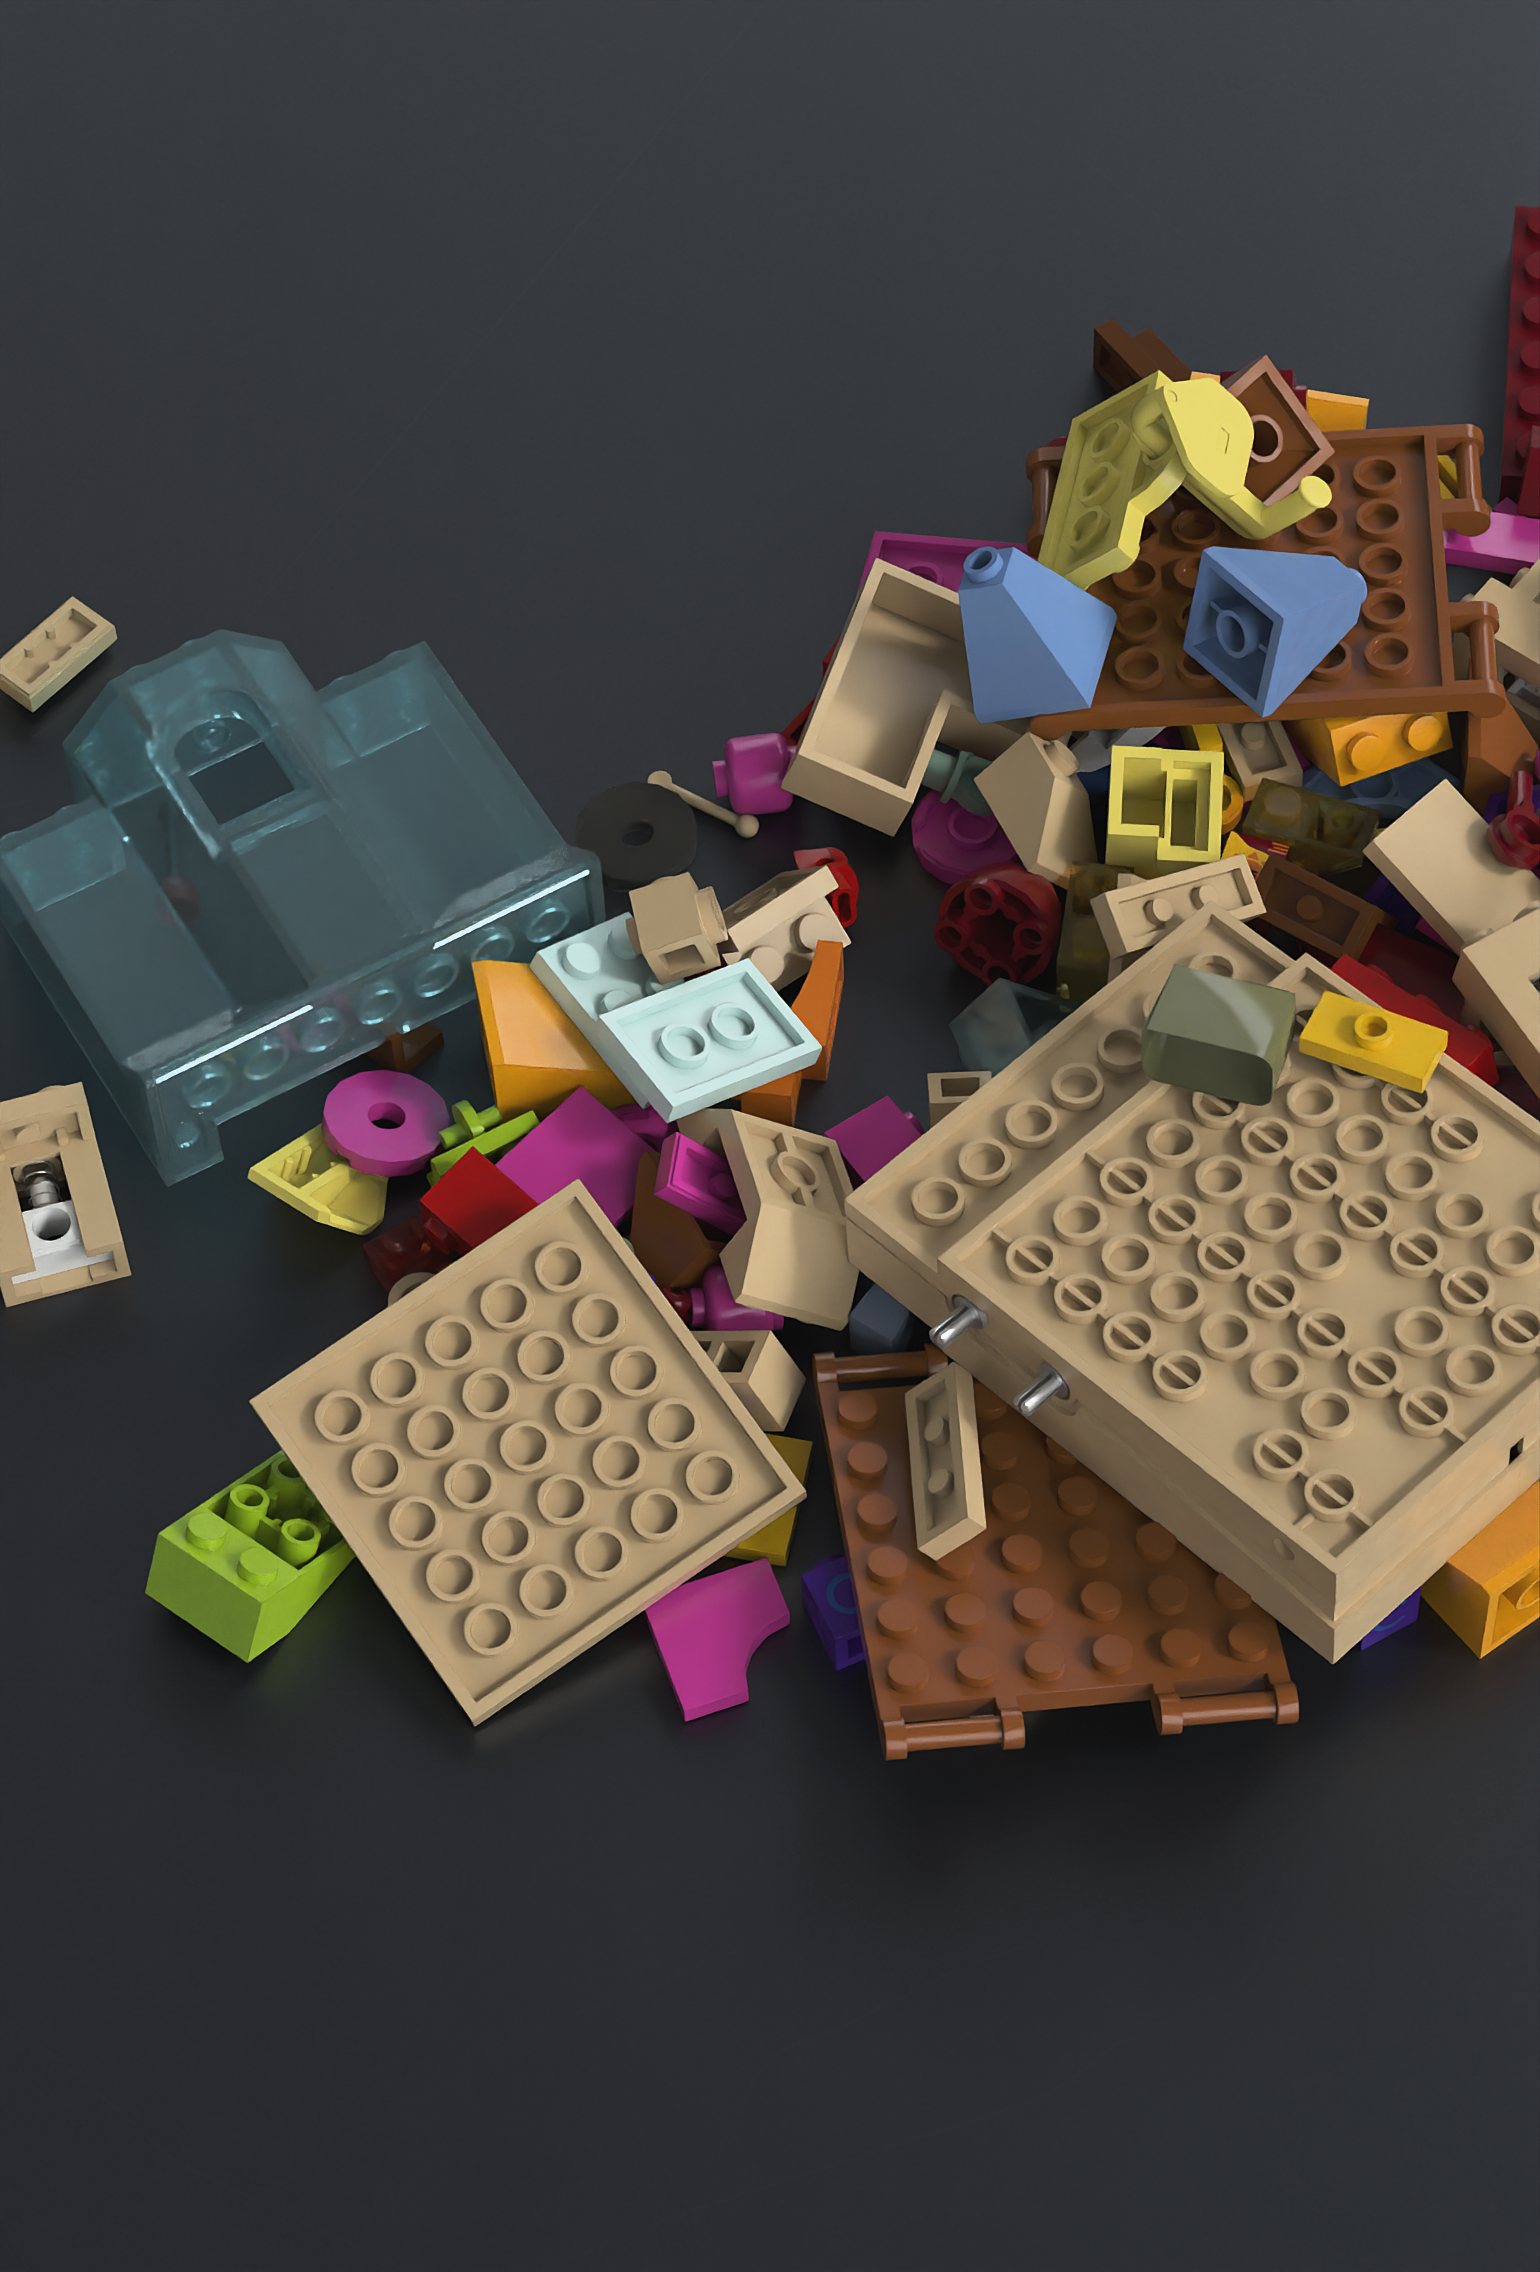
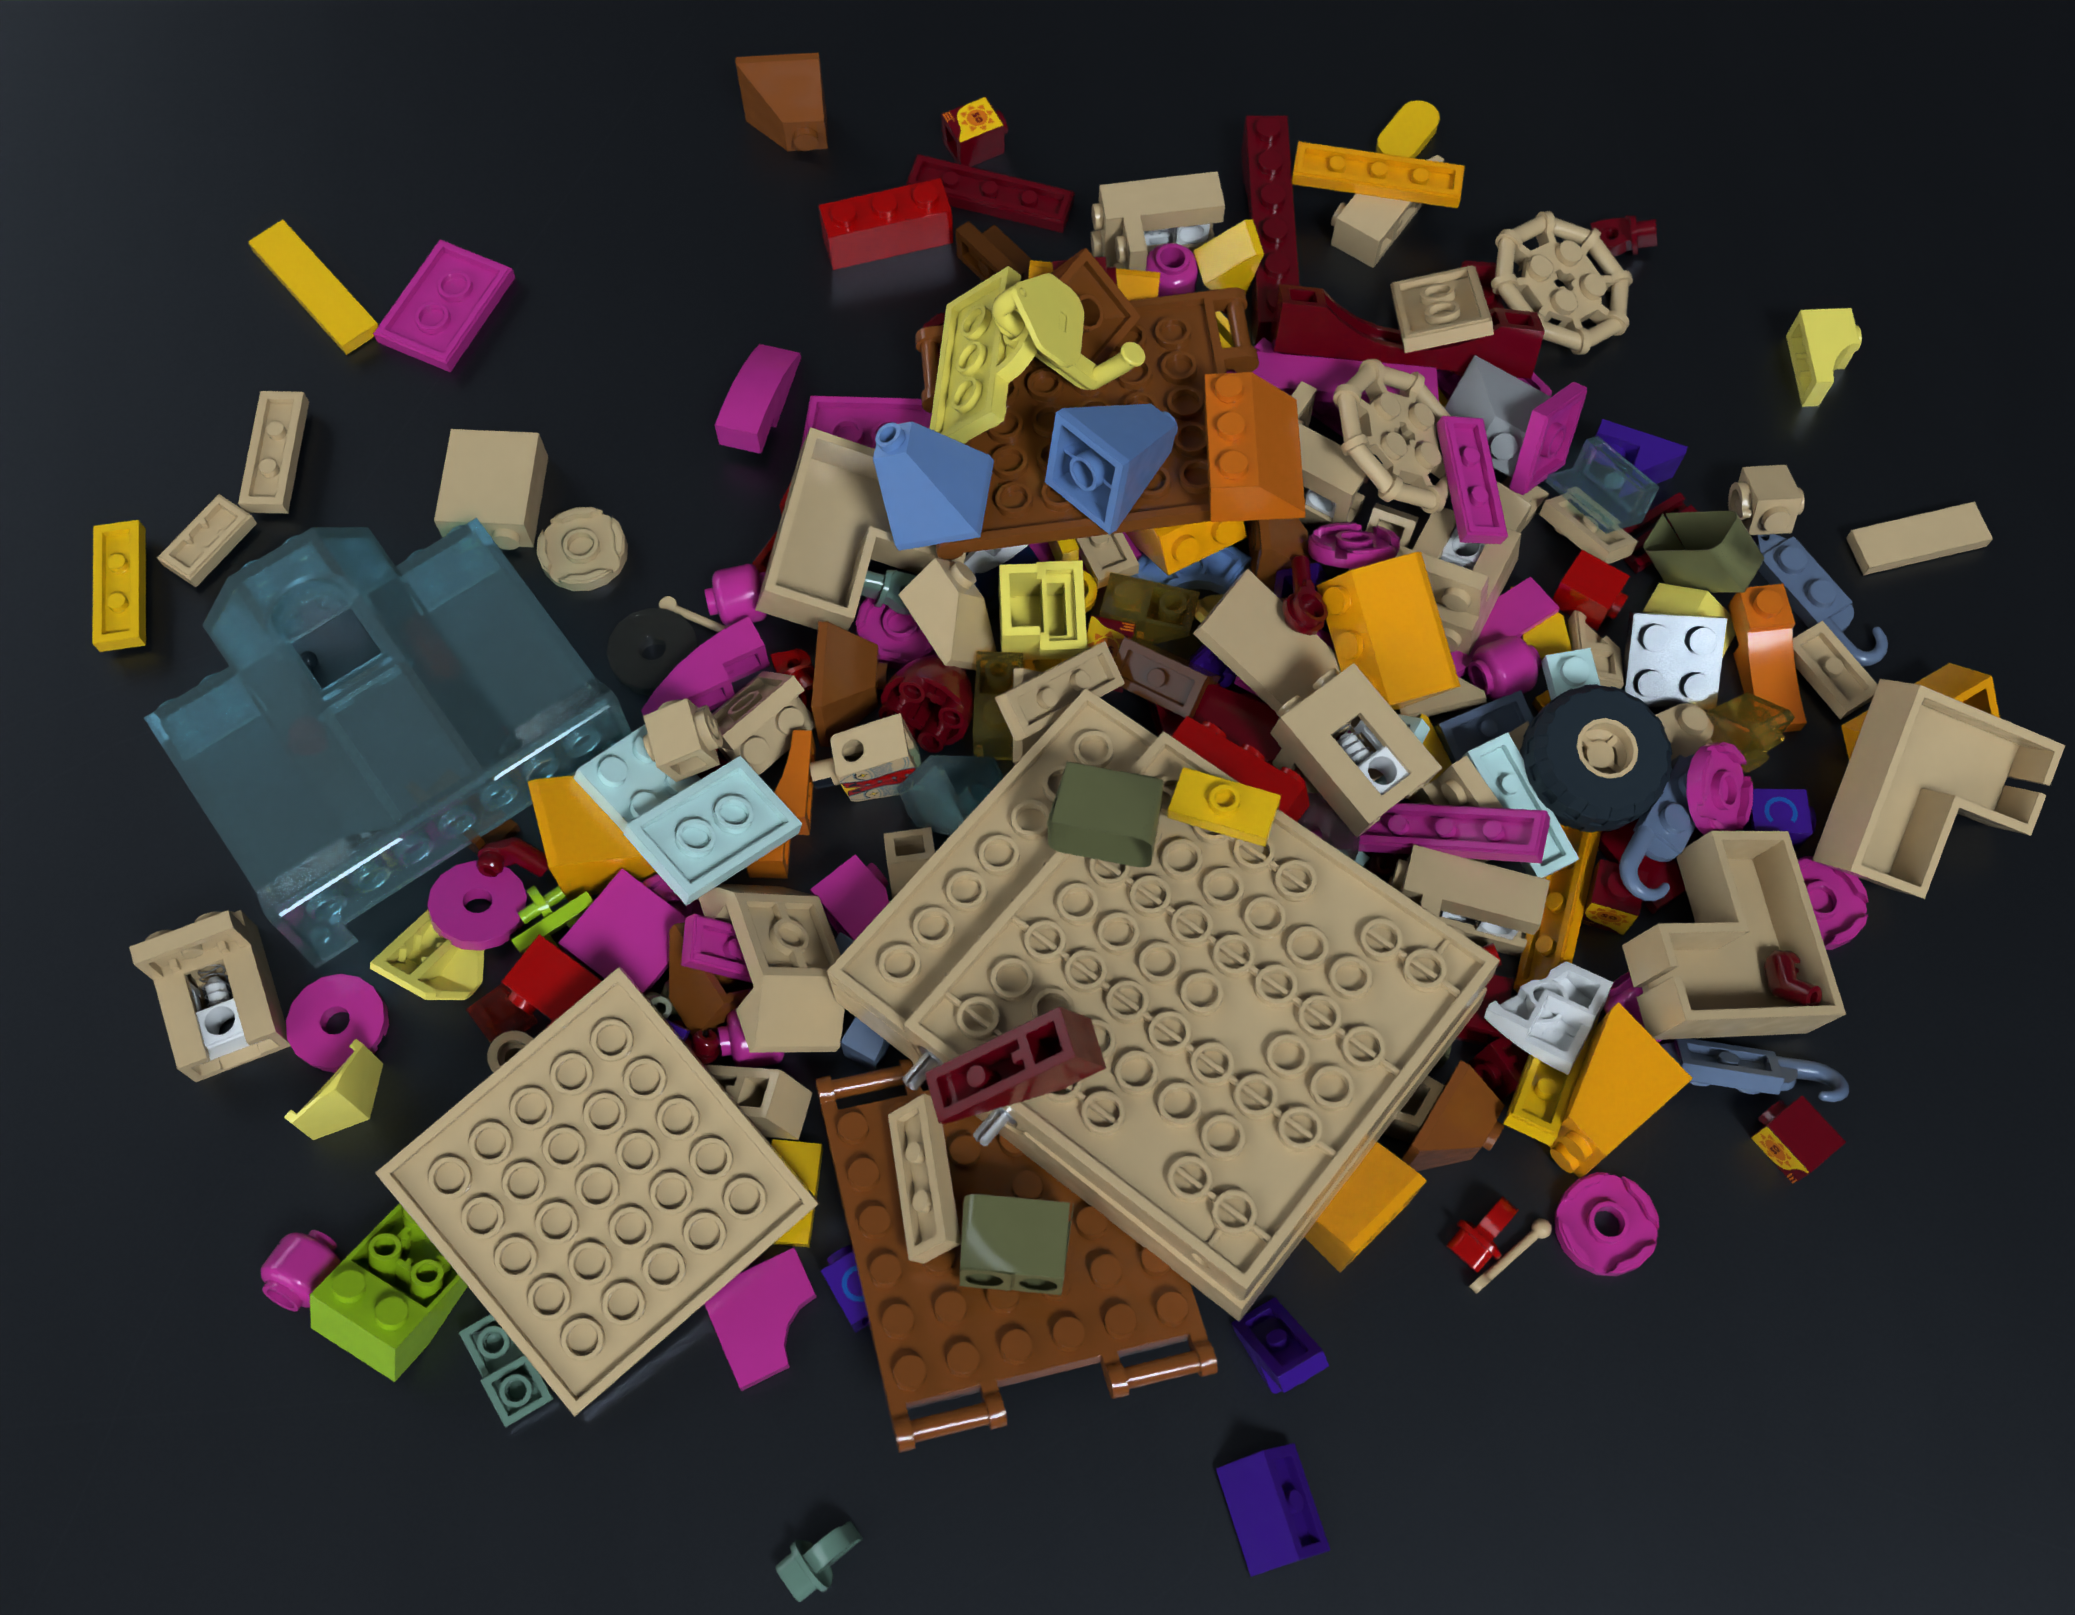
camera: 10 degrees left, 10 degrees up
(128, 1521) = (298, 1268): none -> dark pink head
(146, 550) = (273, 452): none -> tan plate
(186, 1219) = (322, 1000): none -> dark pink tile
(198, 1334) = (344, 1098): none -> light yellow slope
(209, 345) = (314, 286): none -> yellow tile
(383, 381) = (444, 305): none -> dark pink tile
(387, 1662) = (506, 1372): none -> sand green slope
(433, 1061) = (510, 851): none -> dark red arm
(440, 595) = (494, 480): none -> tan brick
(549, 704) = (582, 549): none -> tan tile
(726, 854) = (712, 668): none -> dark pink slope
(760, 1918) = (809, 1564): none -> sand green piece
(801, 529) = (756, 398): none -> dark pink slope
(873, 142) = (785, 99): none -> dark orange slope
(891, 888) = (844, 680): none -> dark orange slope
(915, 985) = (869, 760): none -> tan torso
(999, 315) = (886, 223): none -> red brick
(1054, 1538) = (1014, 1243): none -> olive piece
(1078, 1304) = (1017, 1066): none -> dark red slope
(1132, 204) = (974, 132): none -> dark red brick
(1147, 286) = (997, 193): none -> dark red tile
(1357, 1909) = (1272, 1509): none -> dark purple panel
(1378, 336) = (1154, 212): none -> tan brick
(1388, 1730) = (1279, 1346): none -> dark purple slope
(1394, 397) = (1176, 268): none -> dark pink head
(1463, 623) = (1252, 449): none -> orange slope
(1472, 390) = (1230, 257): none -> yellow slope

